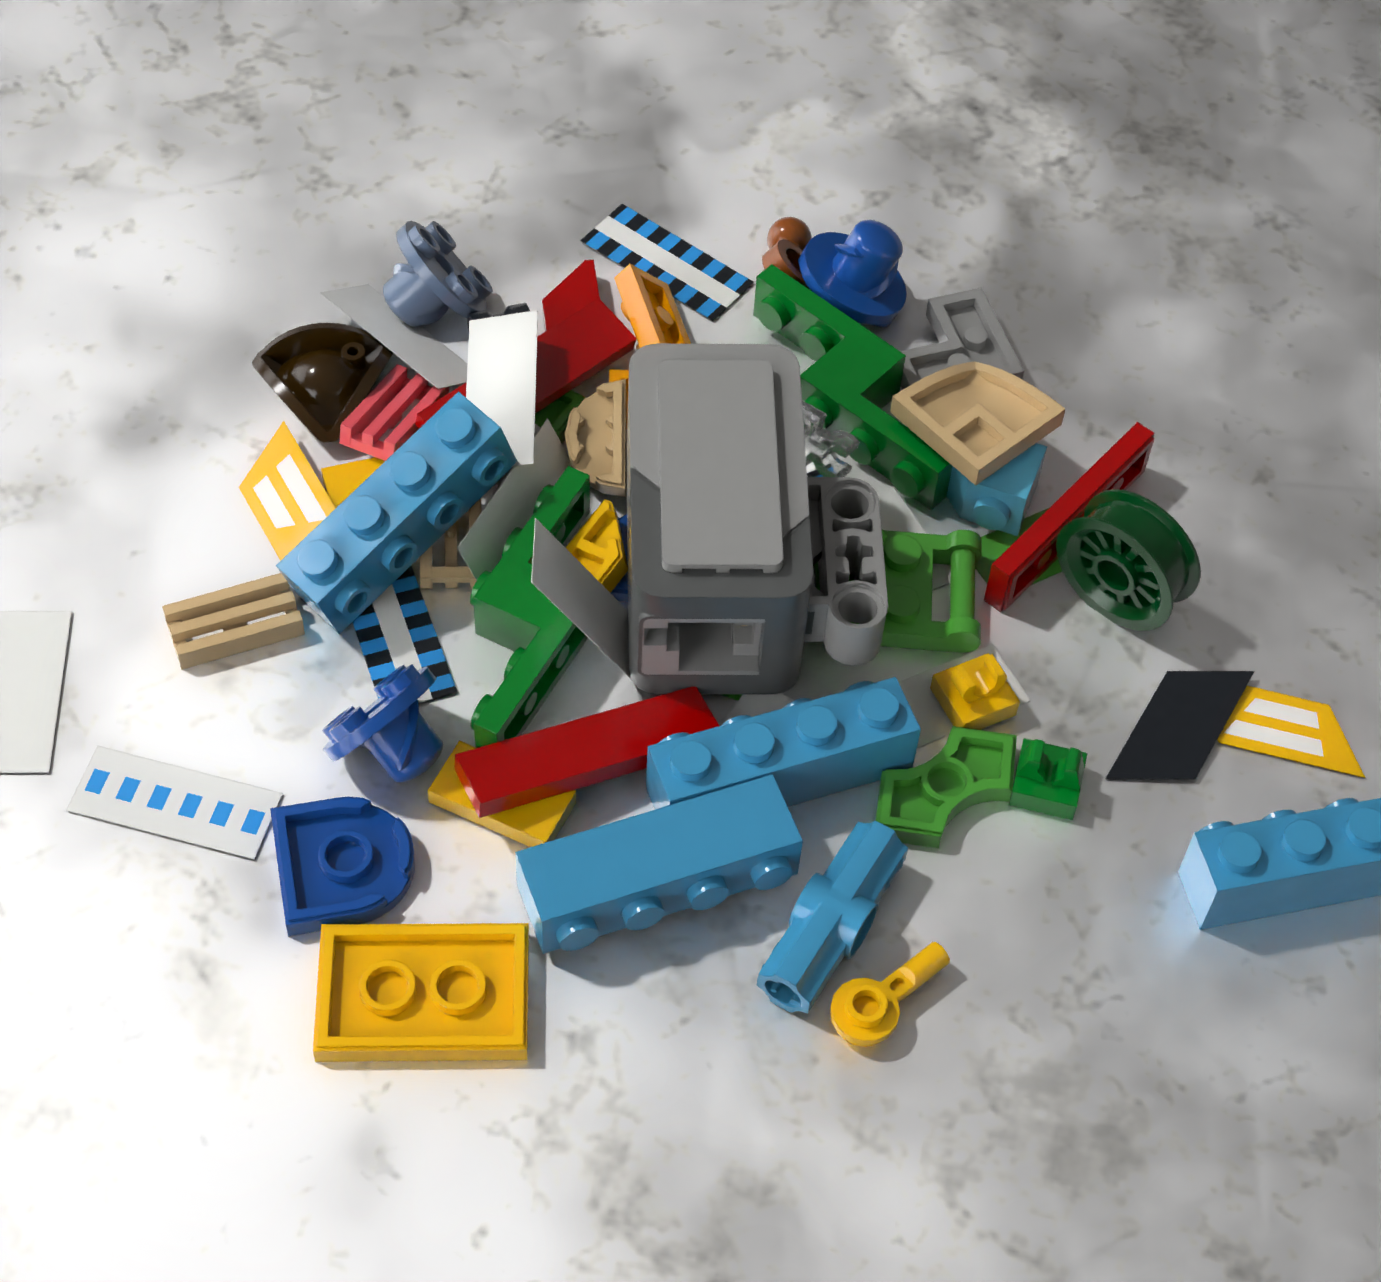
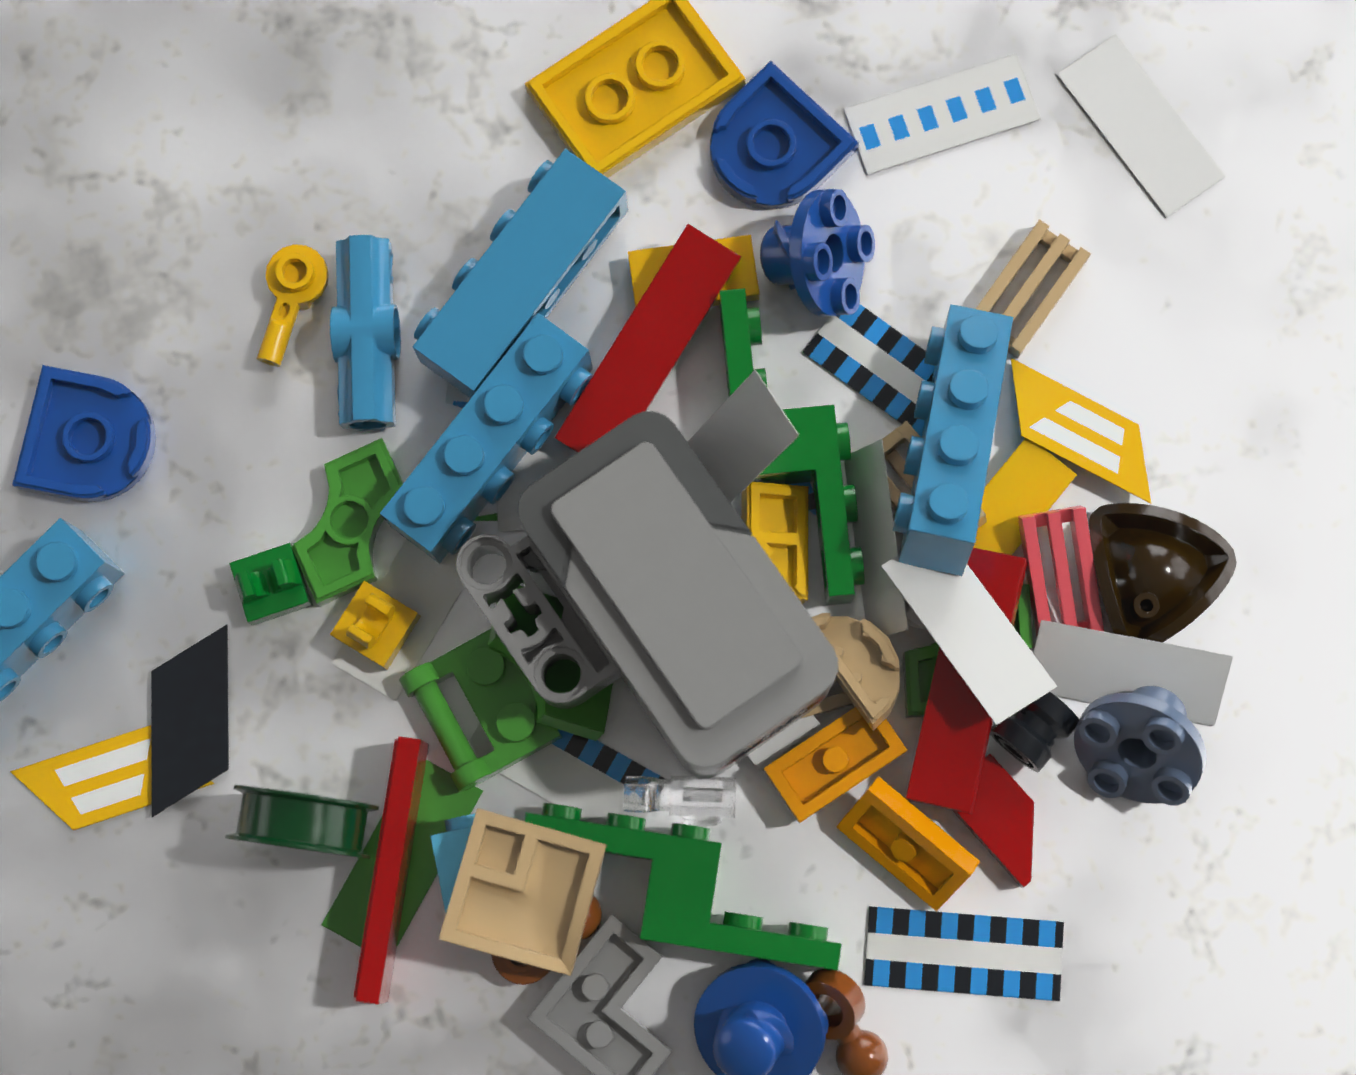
camera: 155 degrees right, 25 degrees up
(1155, 999) = (84, 438): none -> blue tile

